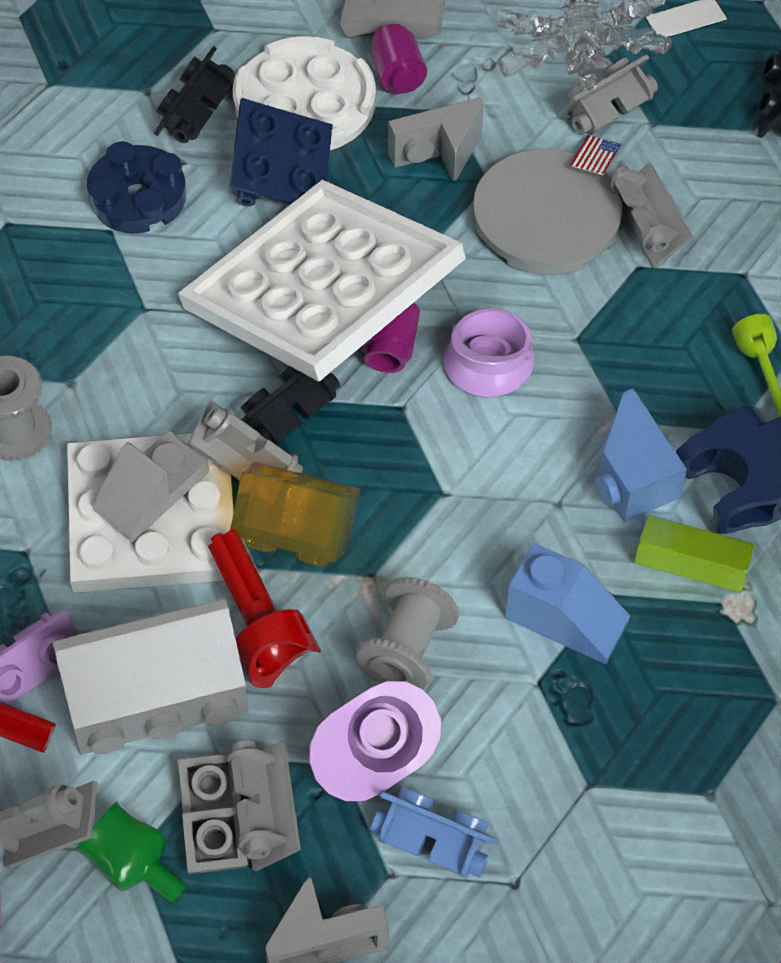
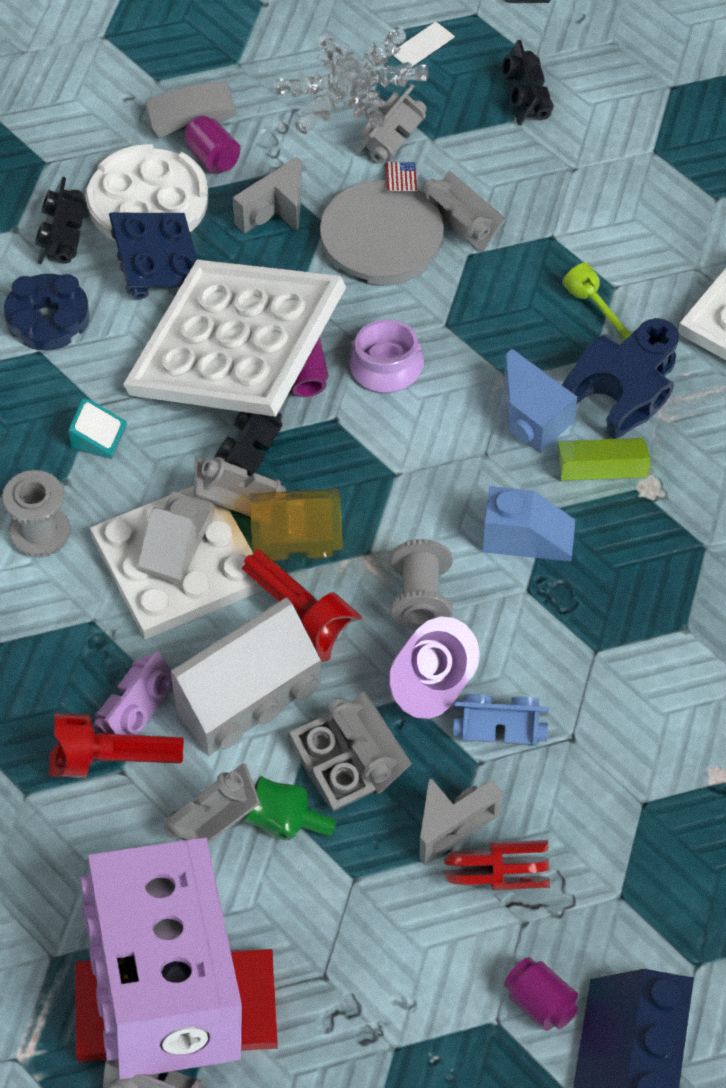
camera: 20 degrees left, 0 degrees up
(126, 334) = (96, 429): none -> slope

